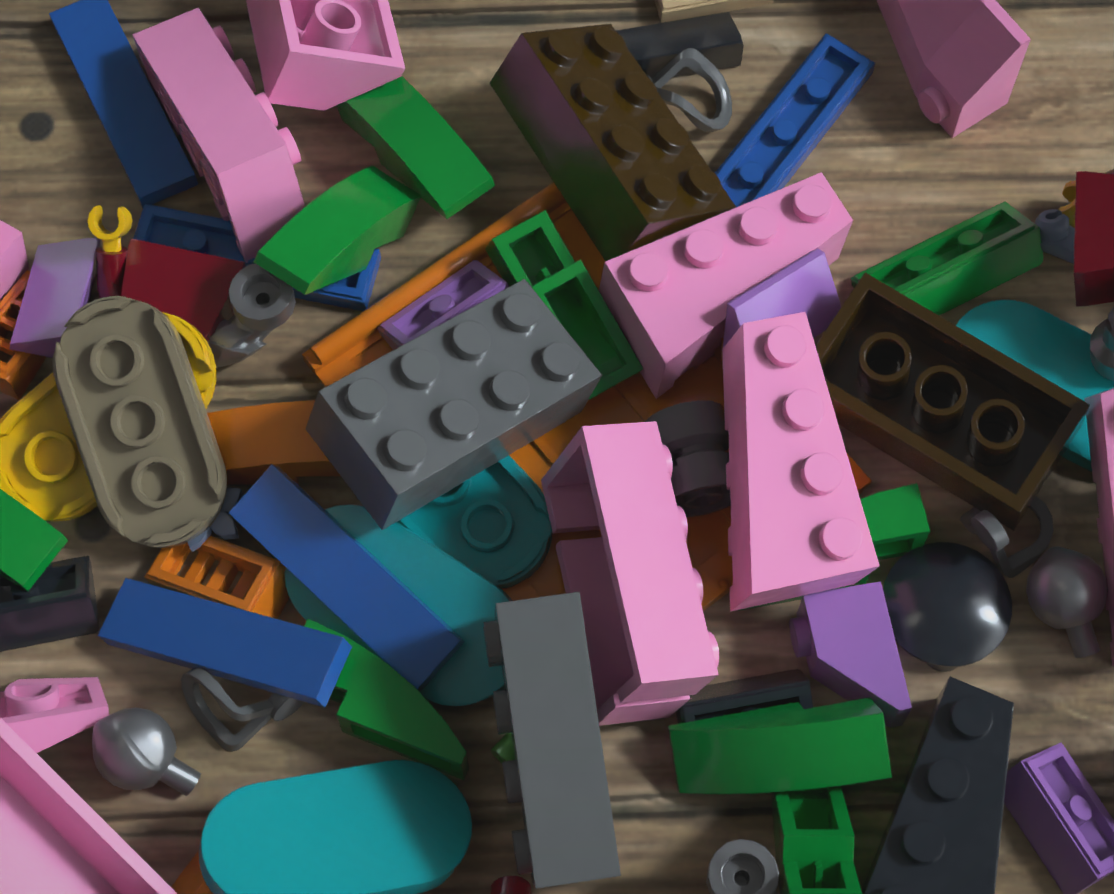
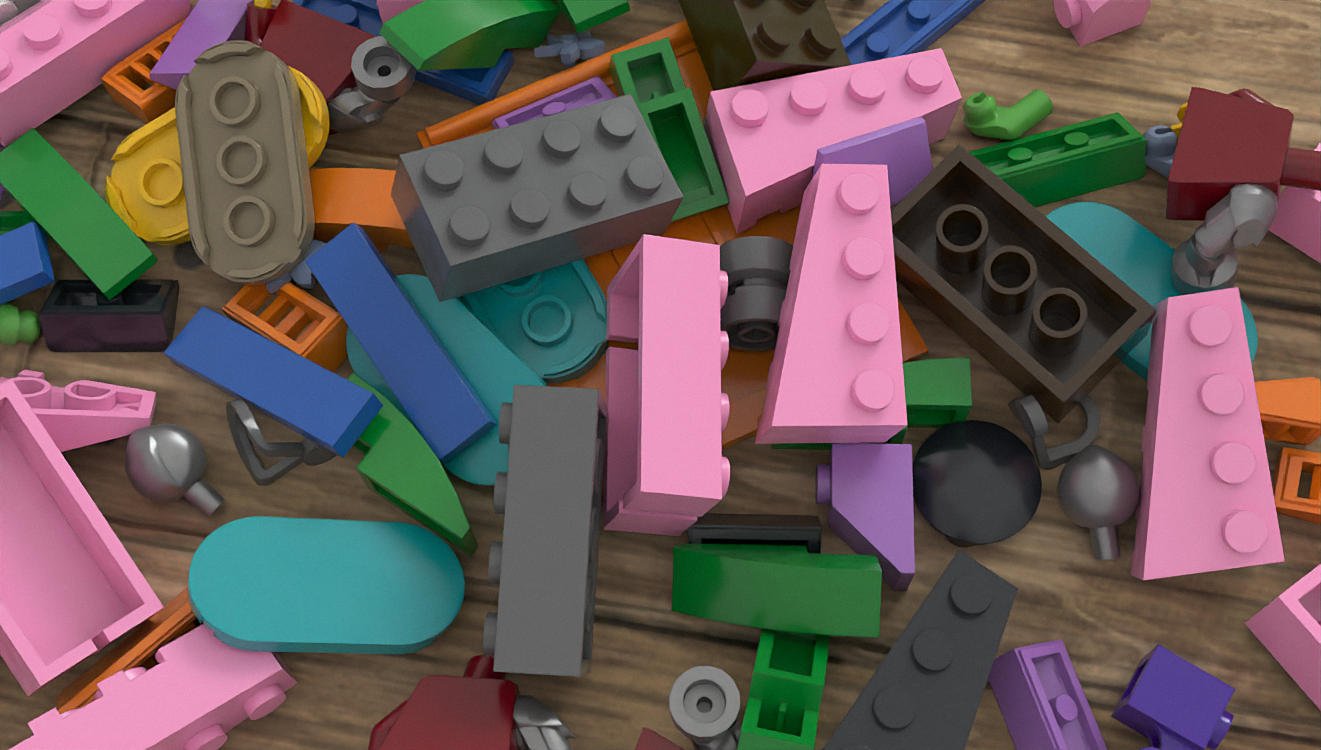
camera: 15 degrees right, 0 degrees up
(440, 233) = (571, 47): none -> sand blue plant
(894, 233) = (1005, 123): none -> bright green arm

